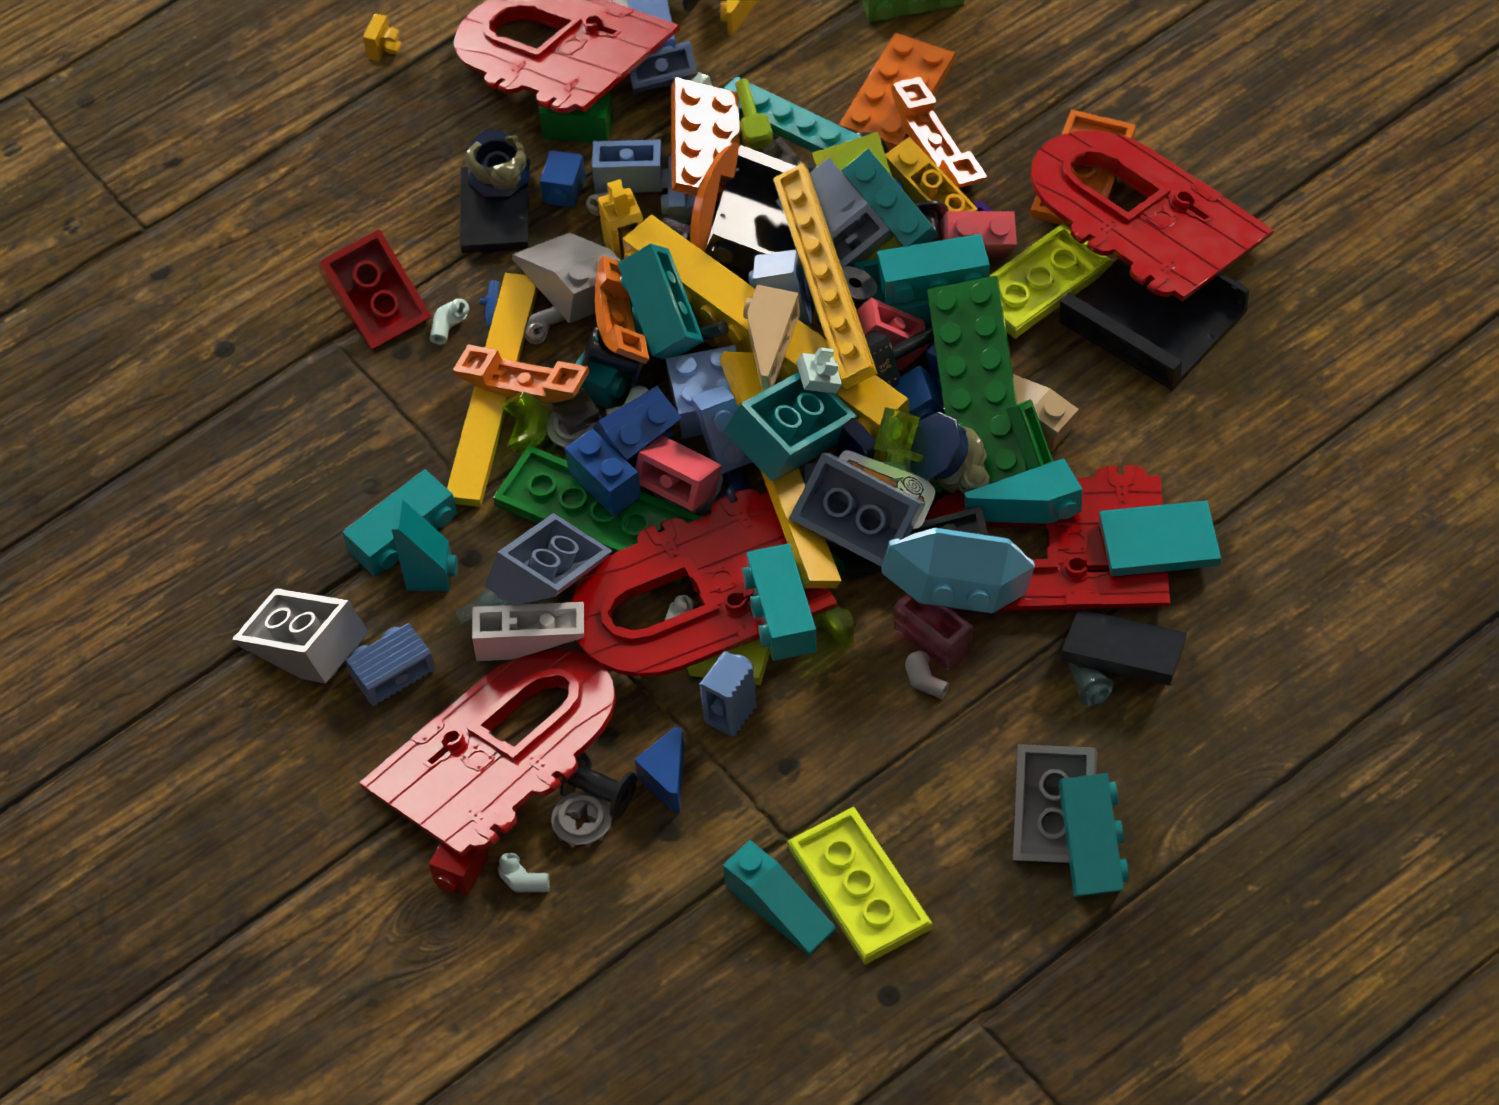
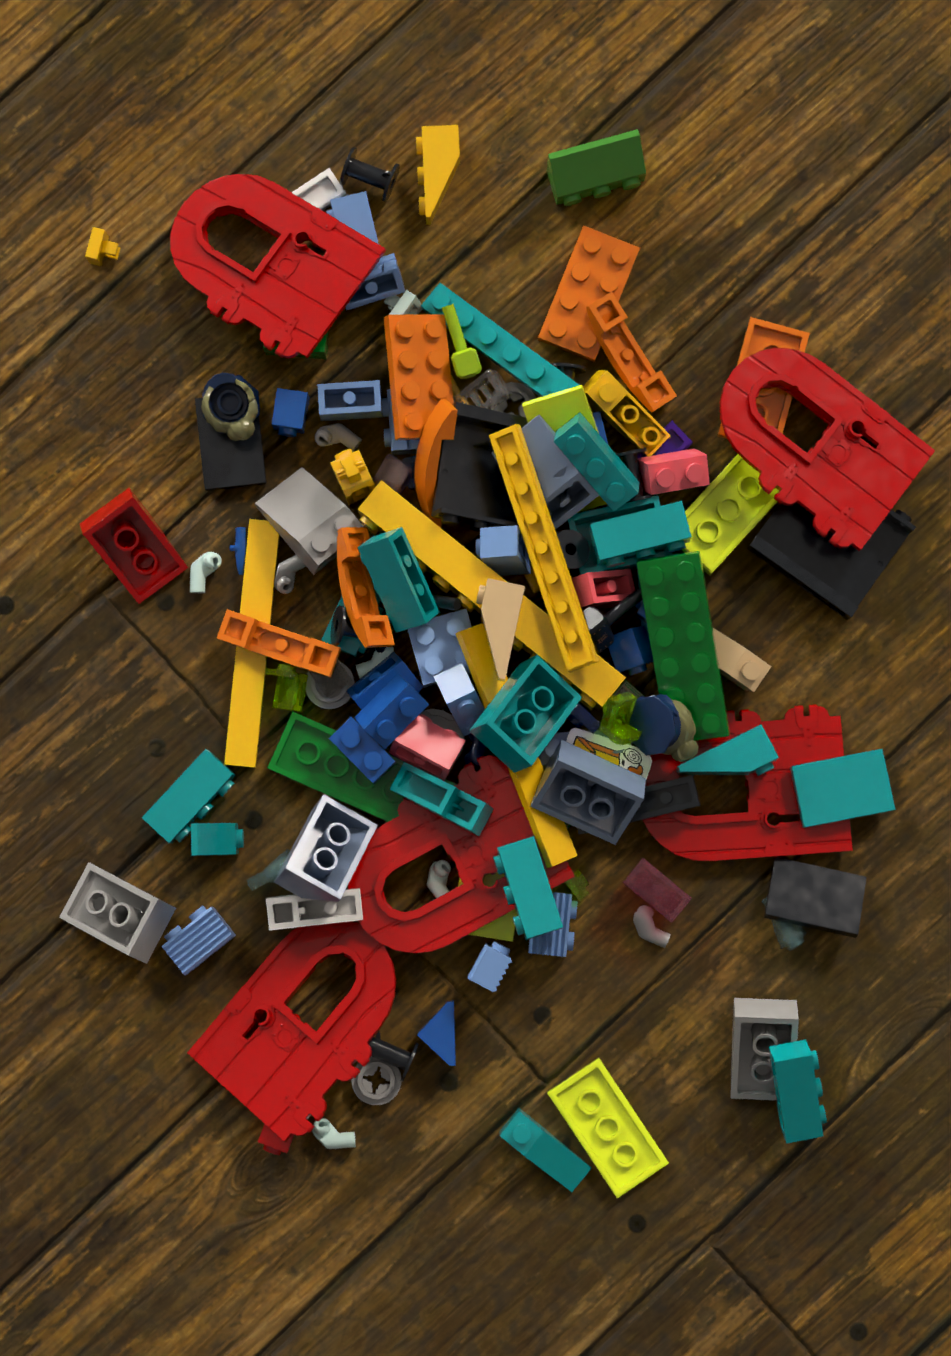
camera: 10 degrees left, 30 degrees up
(690, 519) = (442, 798): none -> teal slope
(808, 675) = (561, 940): none -> medium blue brick
(819, 371) = (547, 664): light aqua tile -> none
(958, 569) = (675, 857): medium azure wedge -> none
(1029, 434) = (731, 700): green tile -> none

